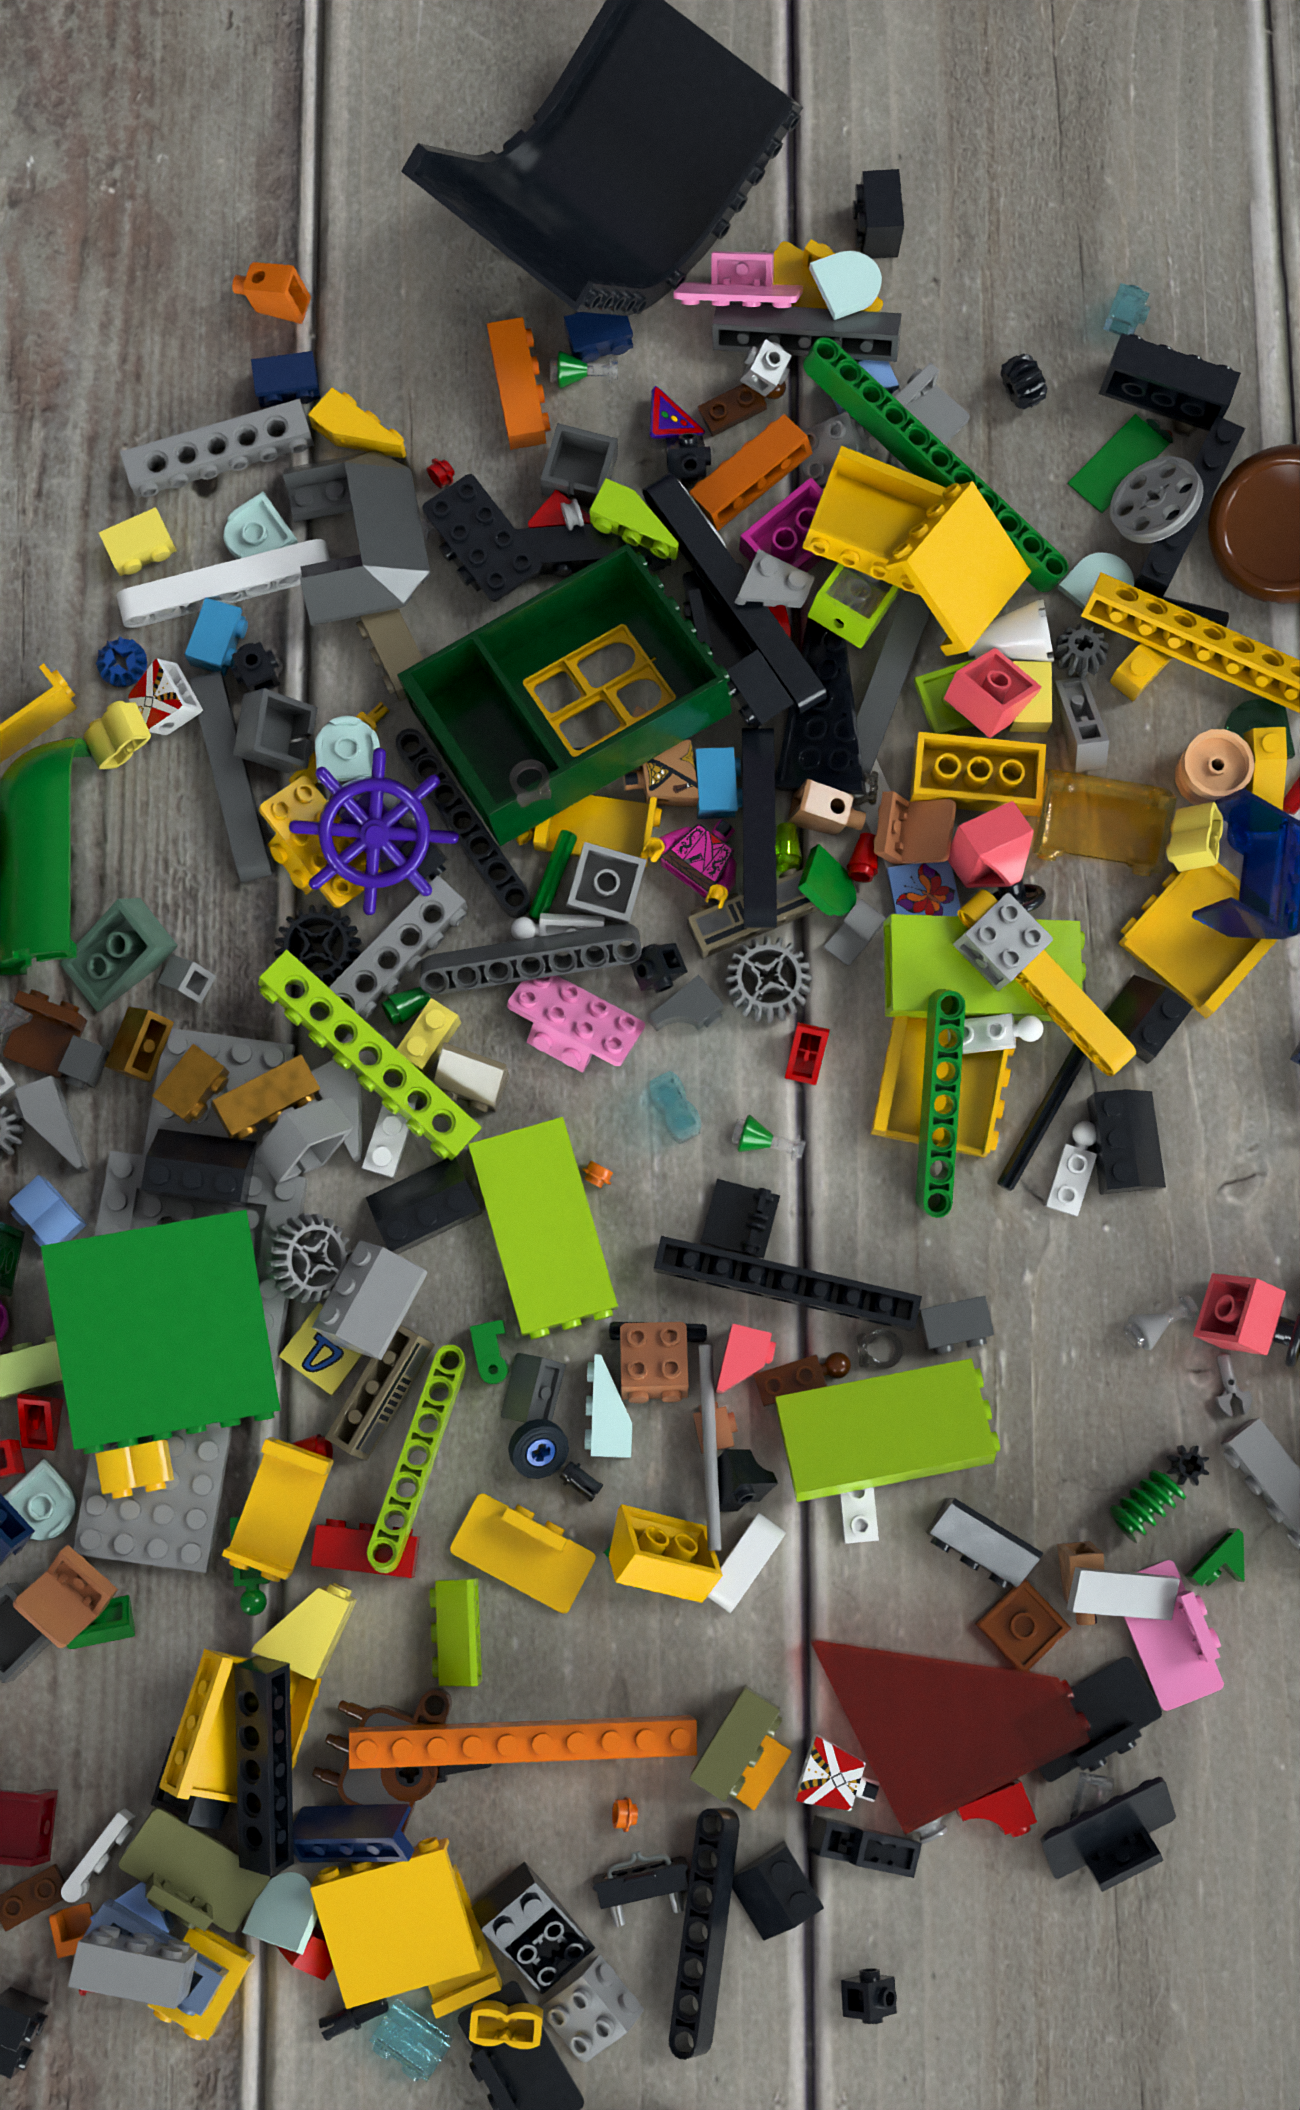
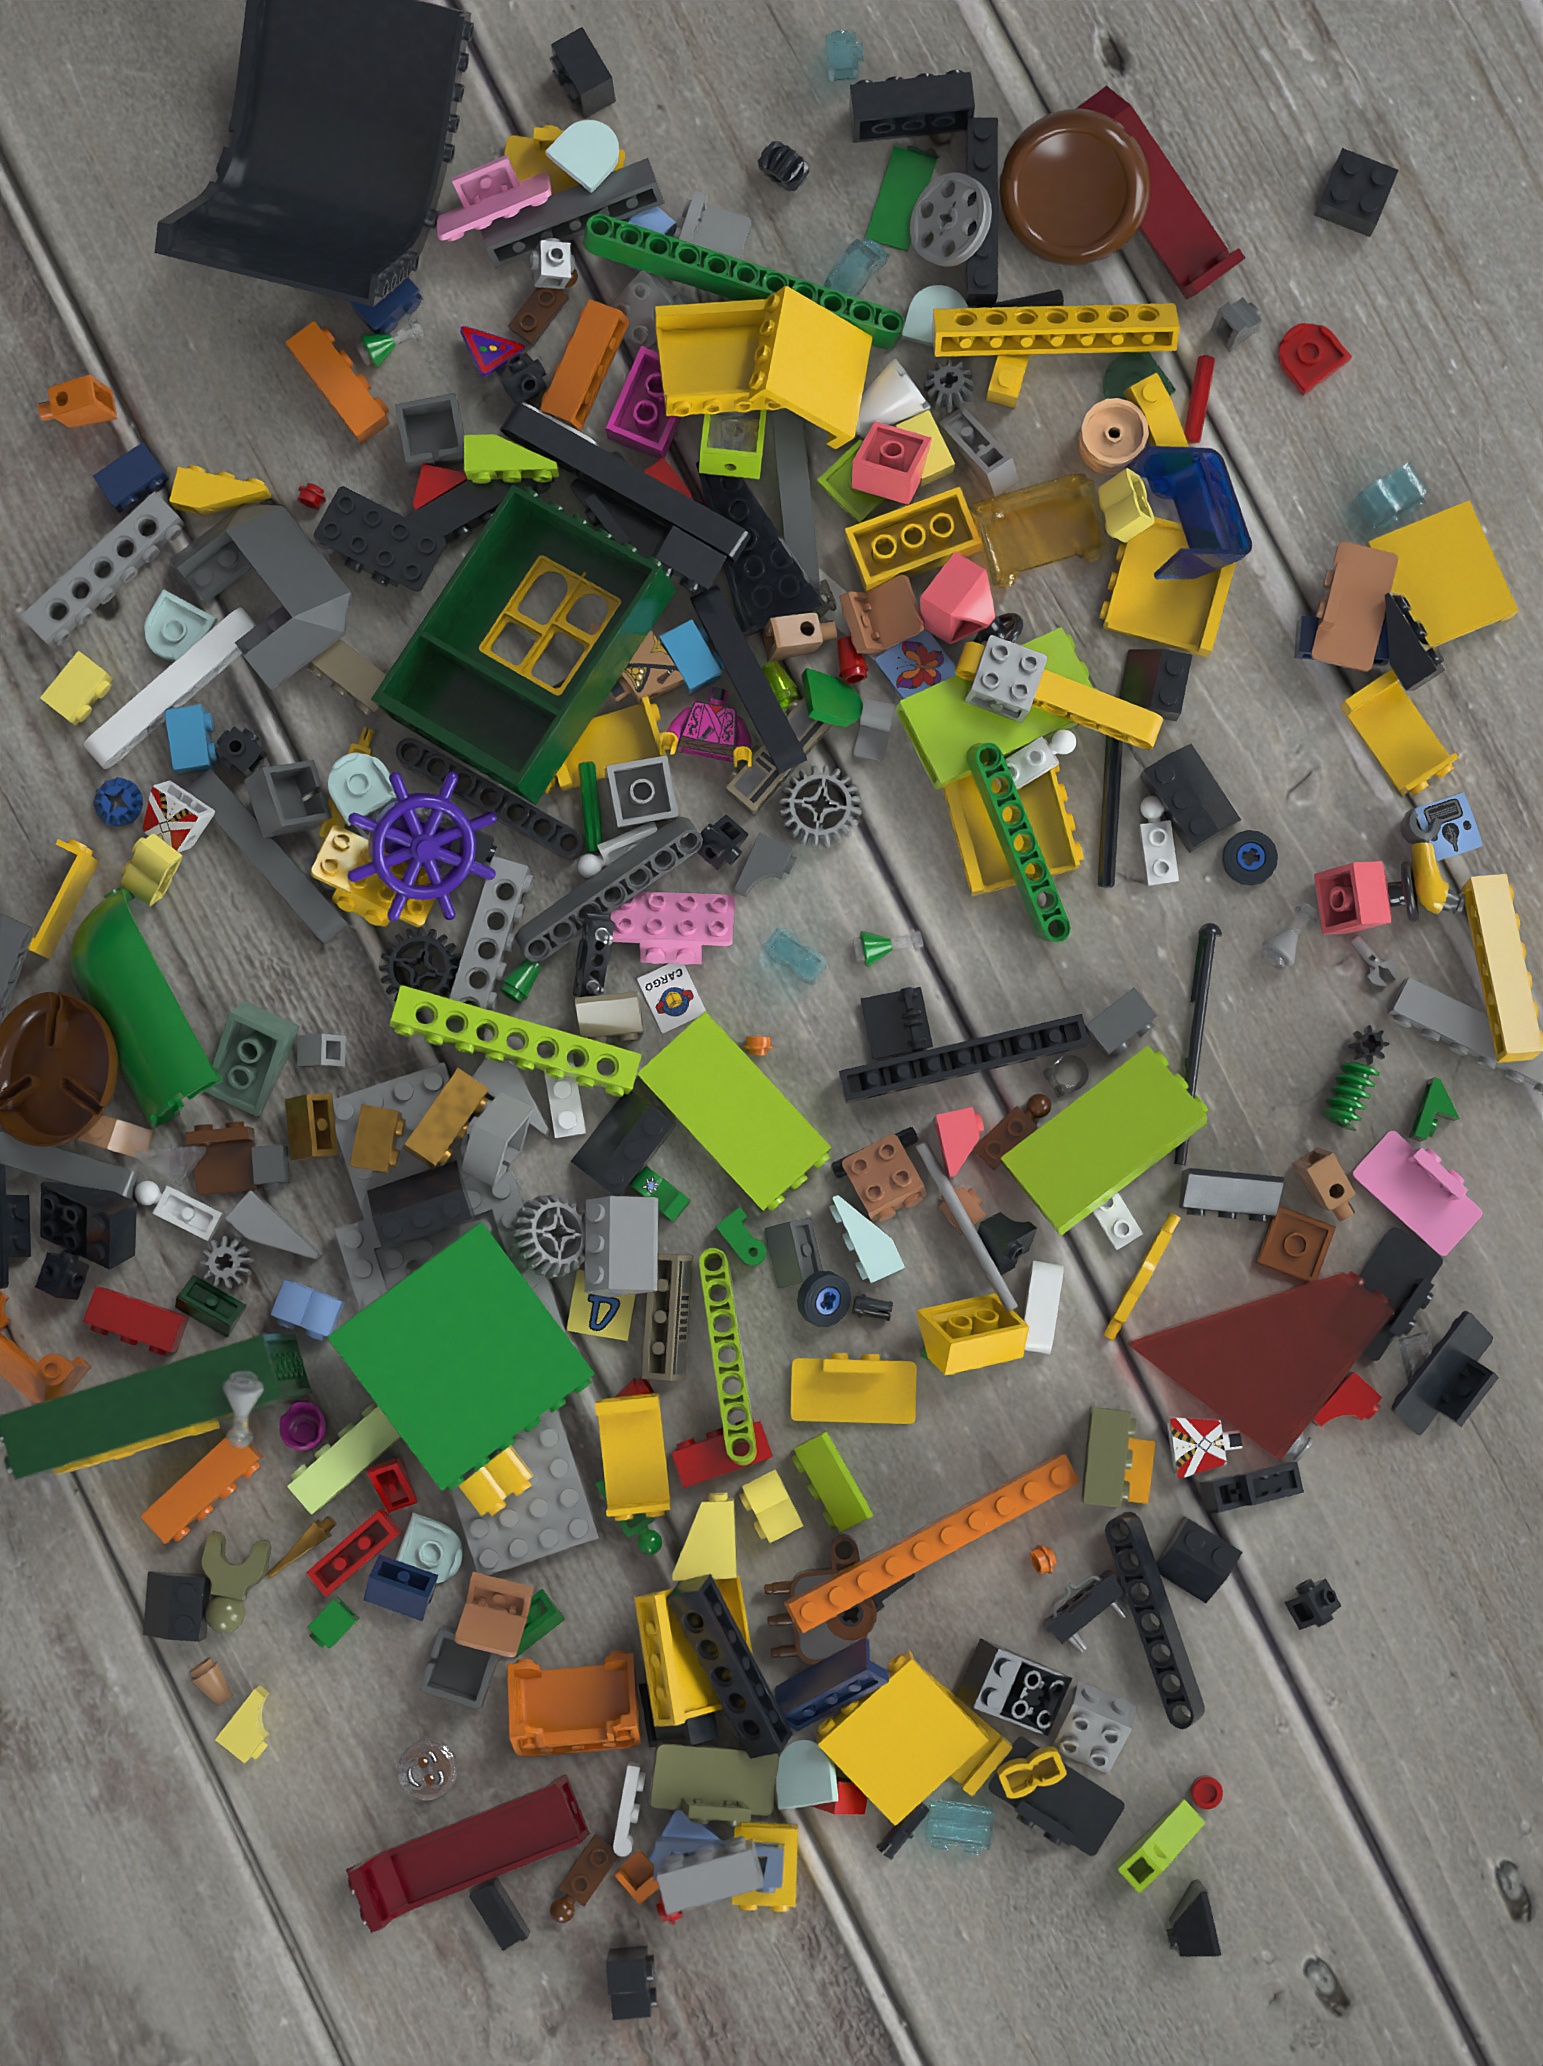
camera: 20 degrees left, 5 degrees up
(96, 1726) = (573, 1707): none -> orange windscreen
(387, 1626) = (771, 1506): none -> light yellow brick
(427, 1035) = (555, 997): light yellow brick -> none
(439, 1279) = (670, 1200): none -> green leg
(499, 988) = (595, 940): none -> black piece
(525, 798) = (539, 755): clear smoke piece -> none
(539, 1088) = (671, 996): none -> white sticker
(572, 514) = (449, 480): light grey bush -> none
(774, 583) = (657, 458): light grey wing -> none
(807, 1053) = (884, 854): red slope -> none
(856, 1583) = (1141, 1279): none -> yellow piece
(1044, 1336) = (1199, 996): none -> black bar
(1047, 501) = (856, 267): none -> clear light blue brick
(1123, 1593) = (1365, 1177): piece -> none
(1158, 1244) = (1242, 844): none -> black bush

